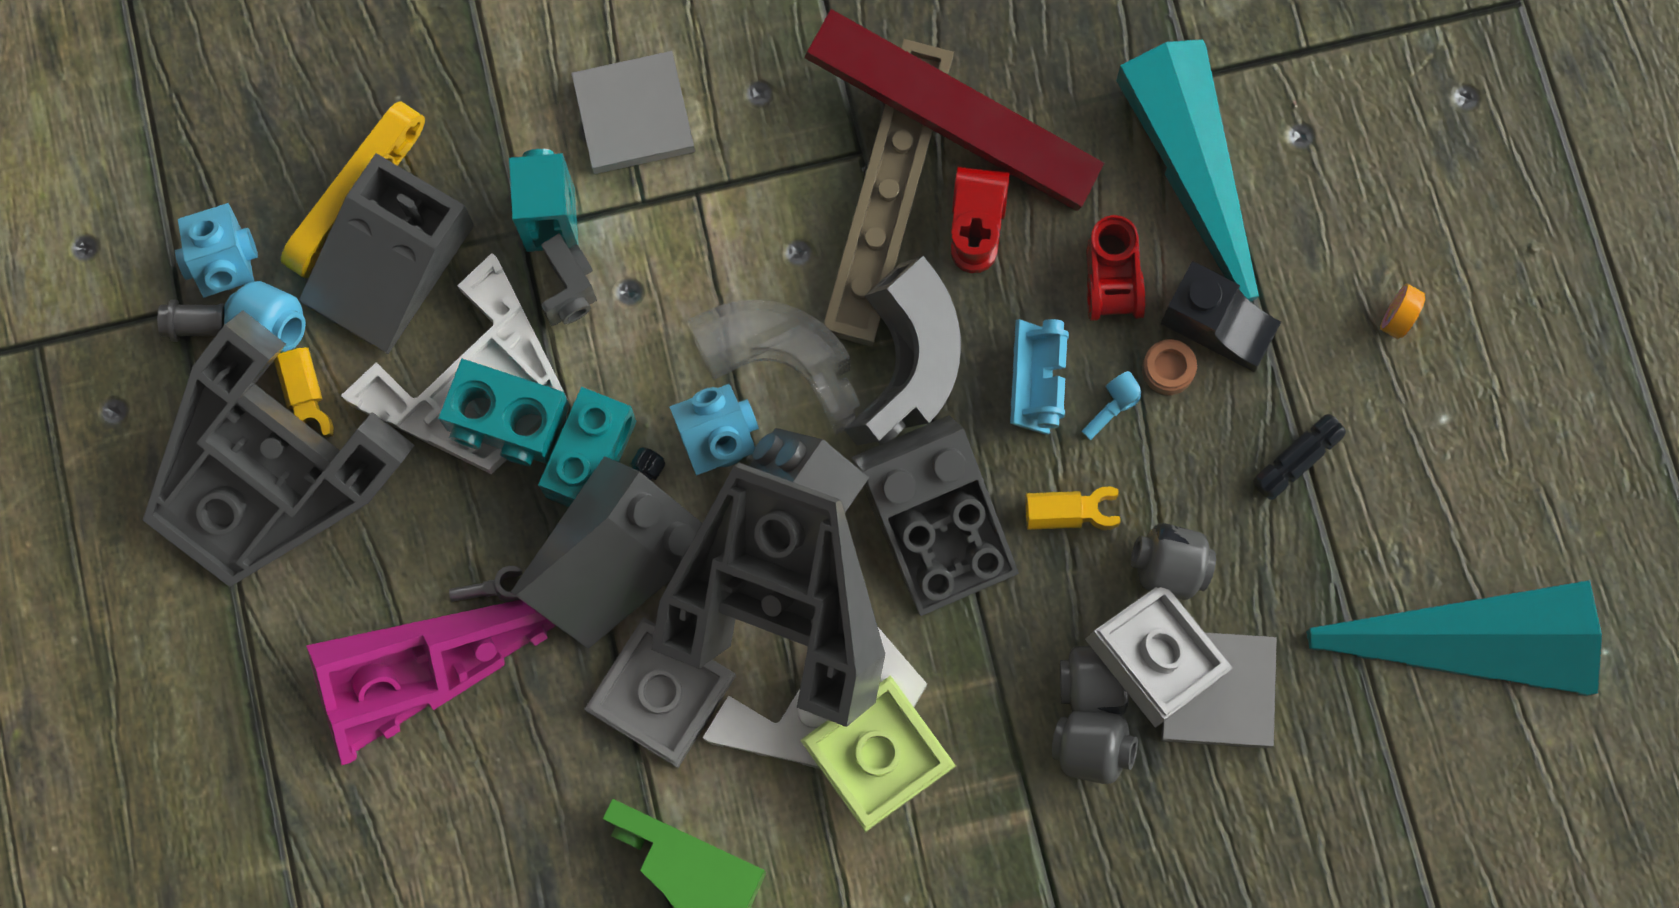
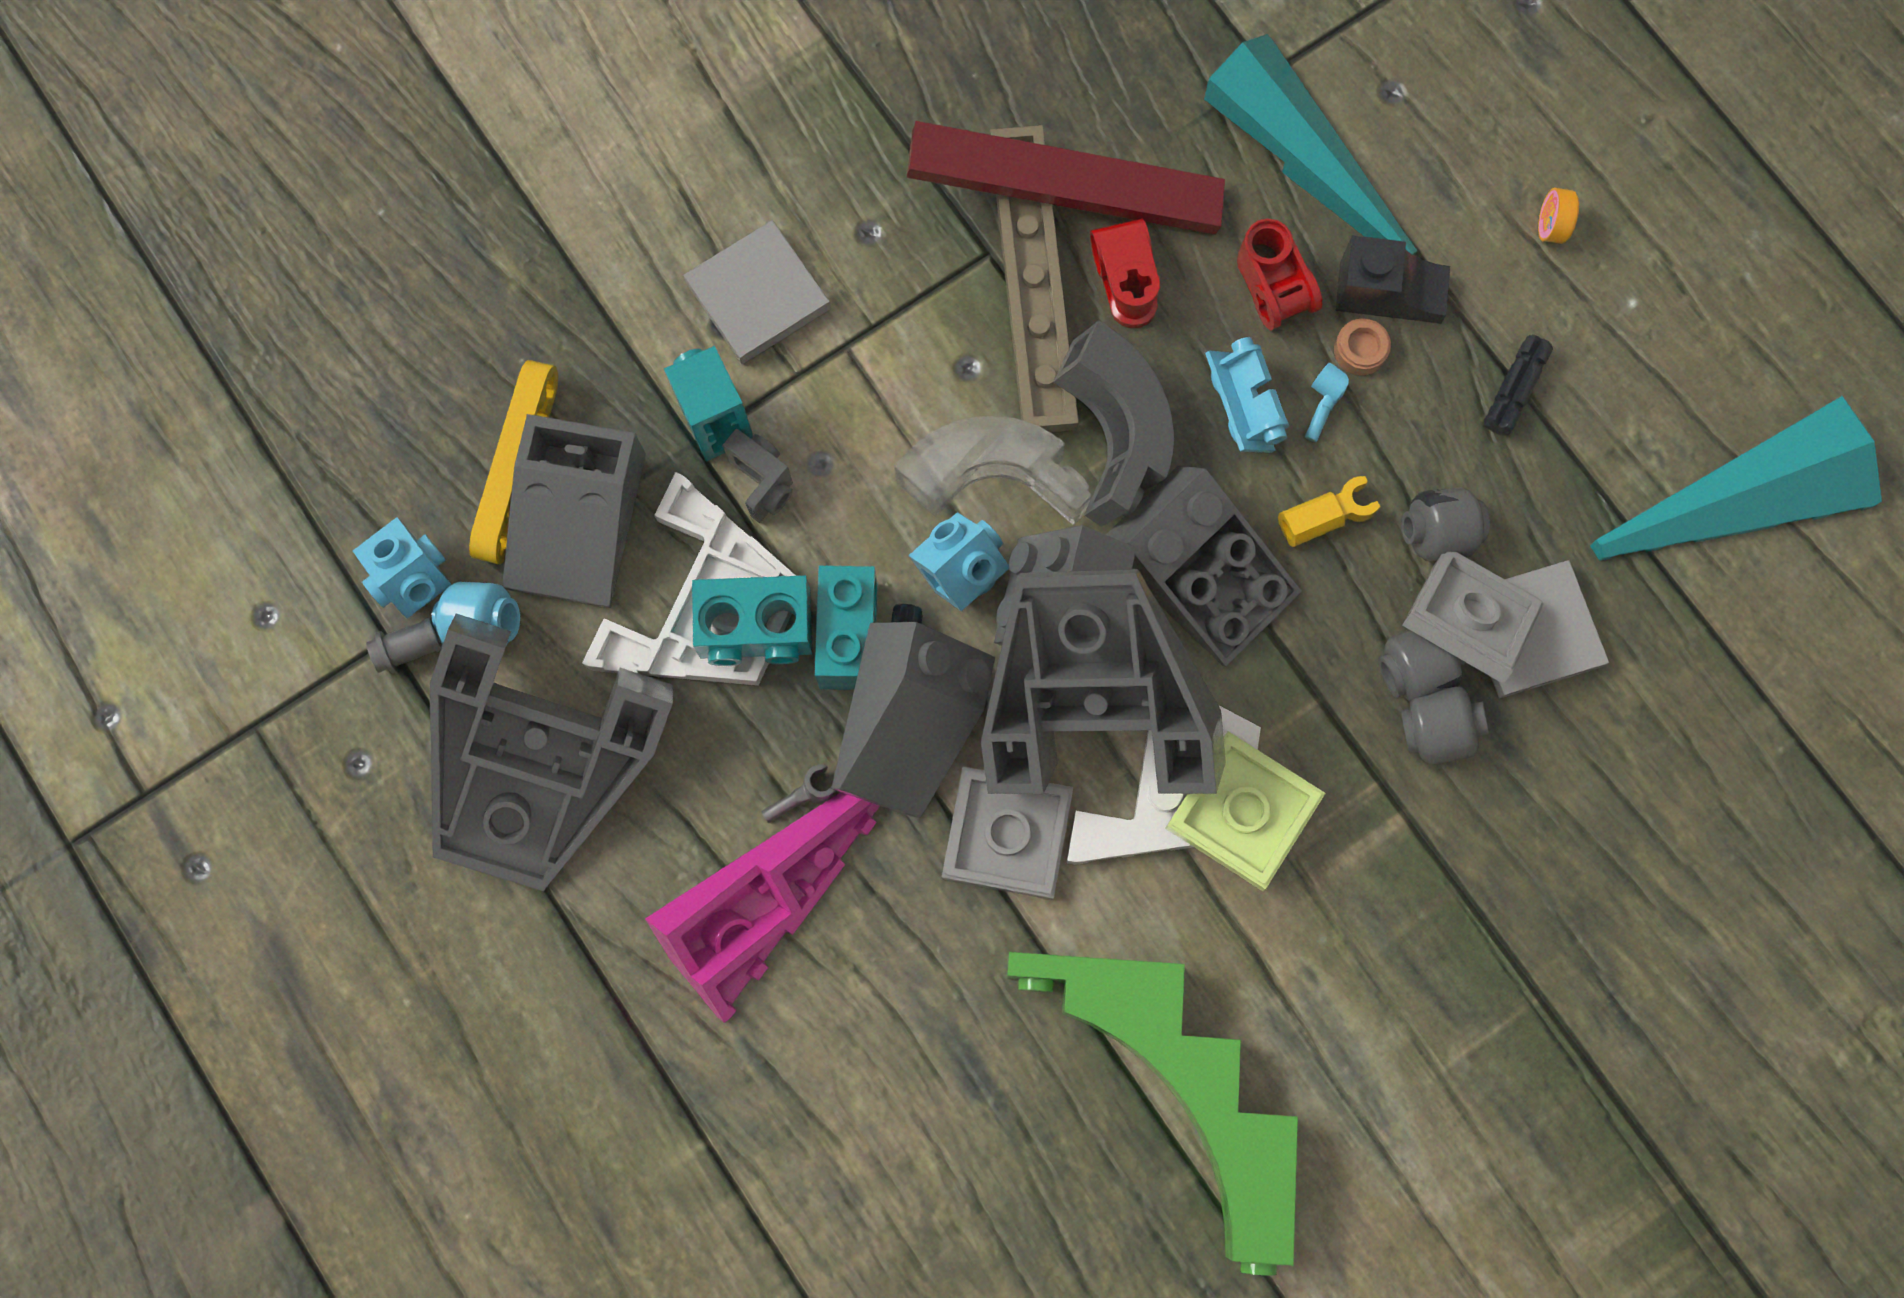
camera: 20 degrees left, 0 degrees up
(302, 387) = (538, 669): yellow bar -> none

